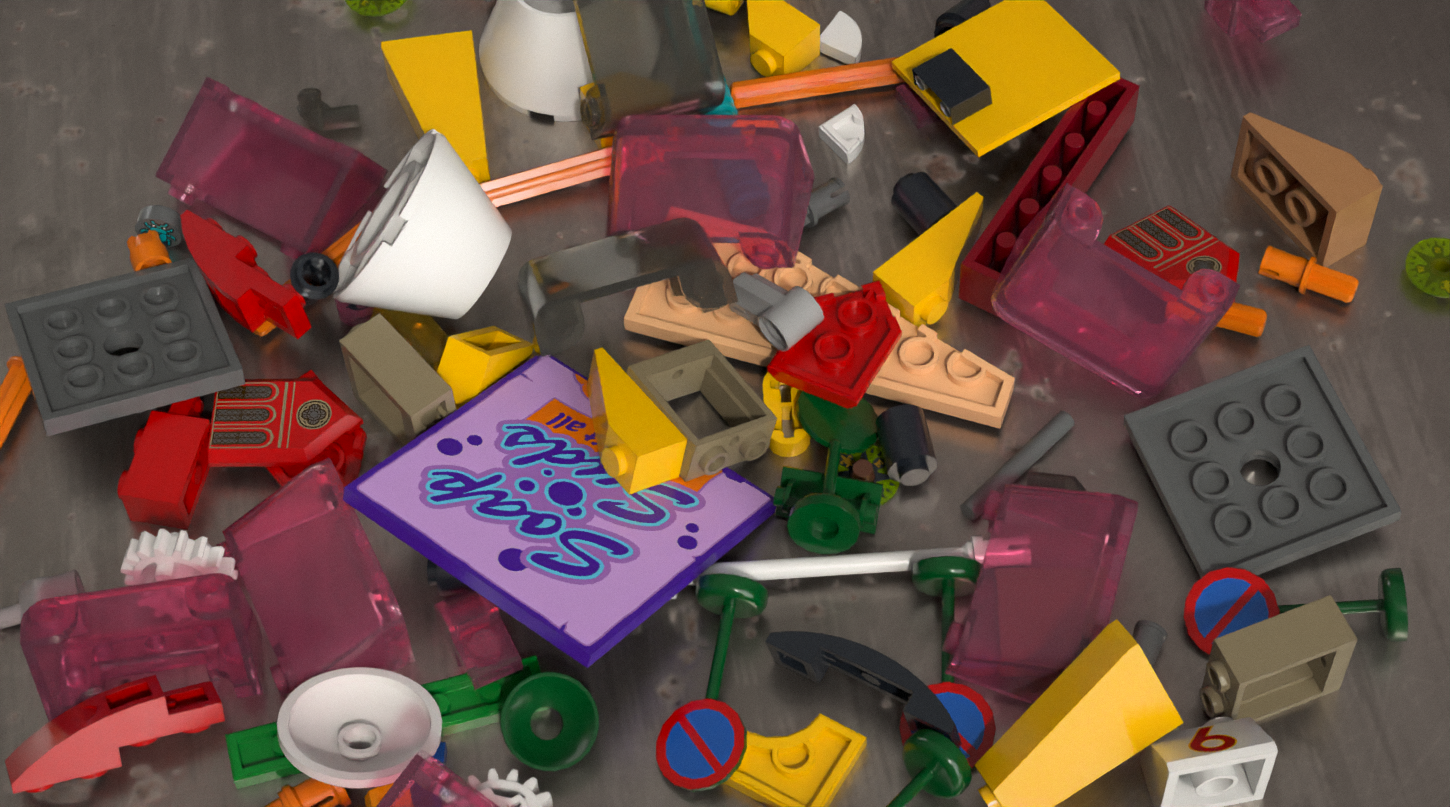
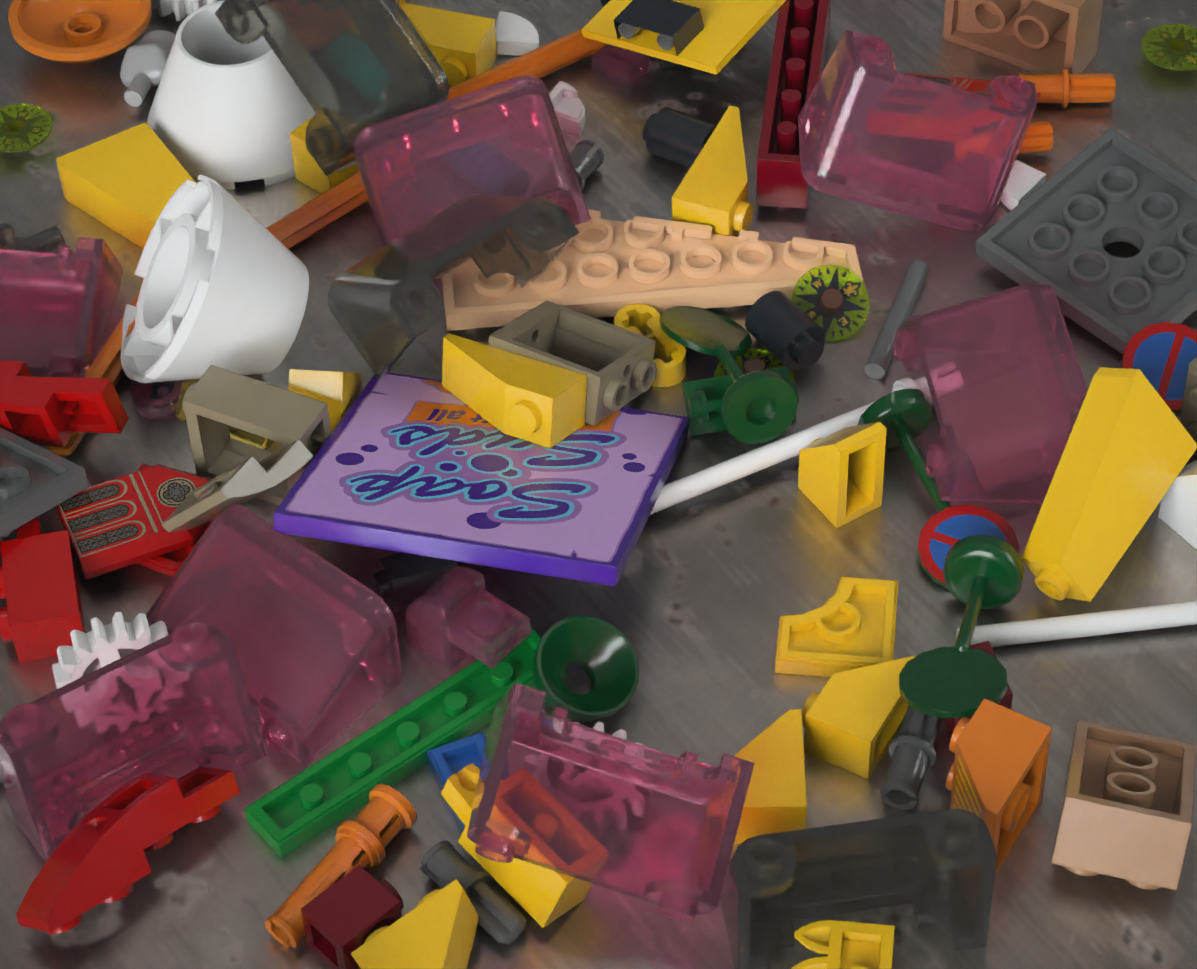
camera: 25 degrees left, 10 degrees down
(317, 270) = (115, 360): black cone -> none
(351, 440) = (236, 487): none -> dark tan slope
(357, 726) = (399, 734): white dish -> none
(706, 737) = (745, 636): piece -> none
(779, 313) = (609, 251): light grey piece -> none
(814, 653) = (867, 515): black slope -> none
(844, 350) = (676, 267): red tile -> none
(873, 610) = (844, 472): none -> yellow slope
(964, 428) = (833, 300): none -> piece
(1208, 363) = (1021, 184): none -> white tile

